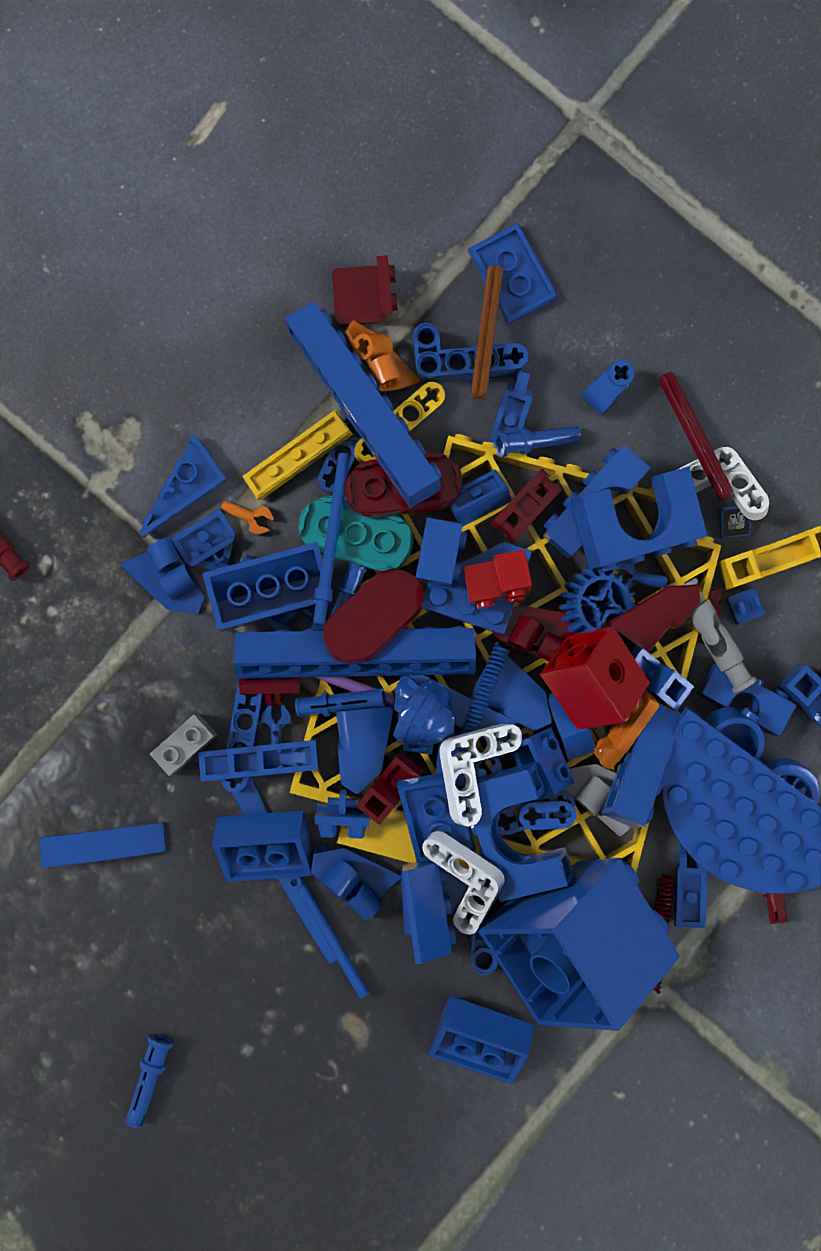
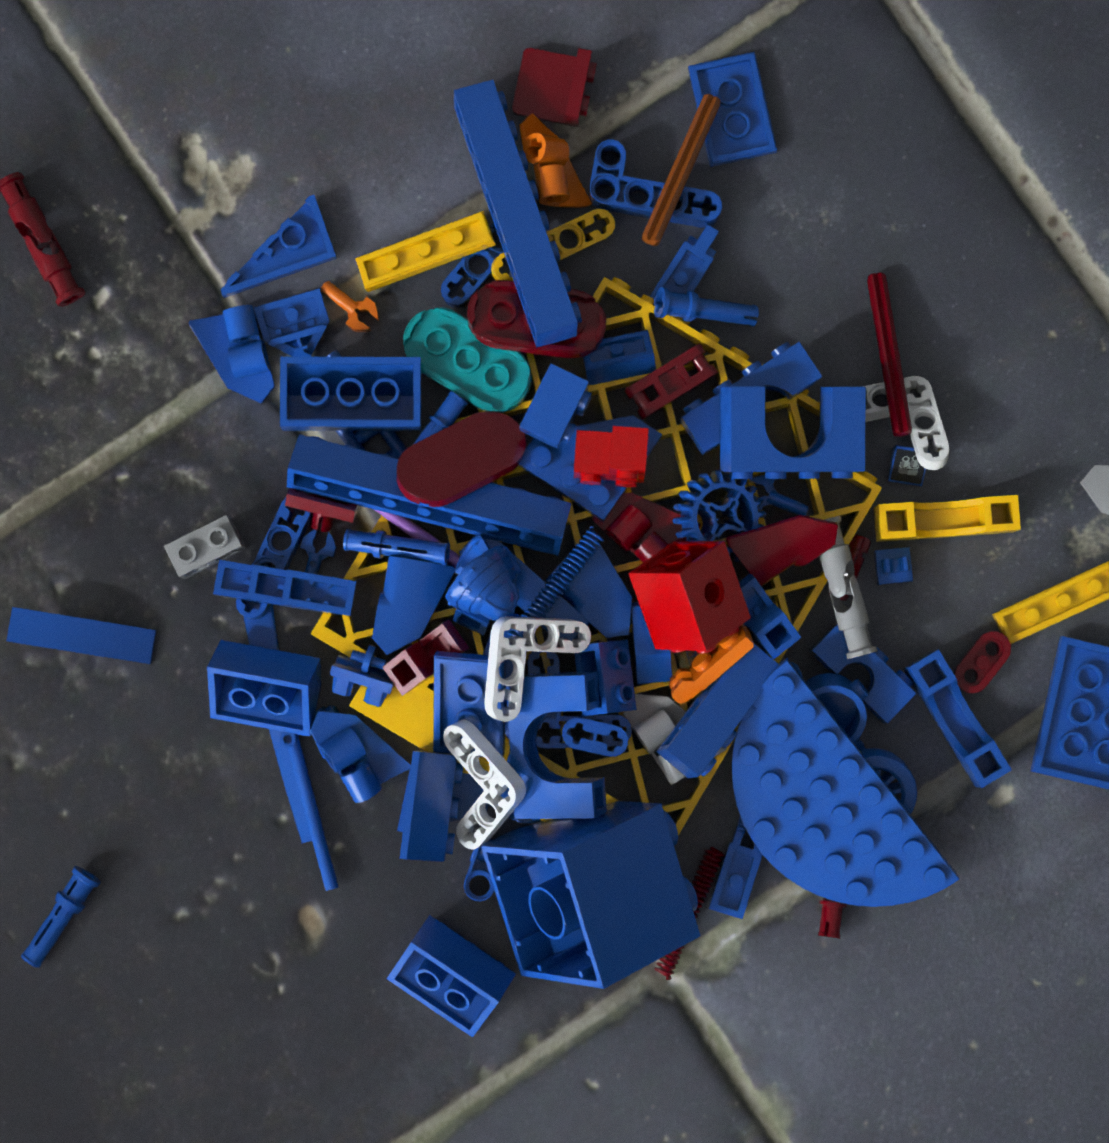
camera: 10 degrees right, 0 degrees up
(323, 593) = (410, 417): blue bar -> none
(606, 389) = (800, 272): blue piece -> none

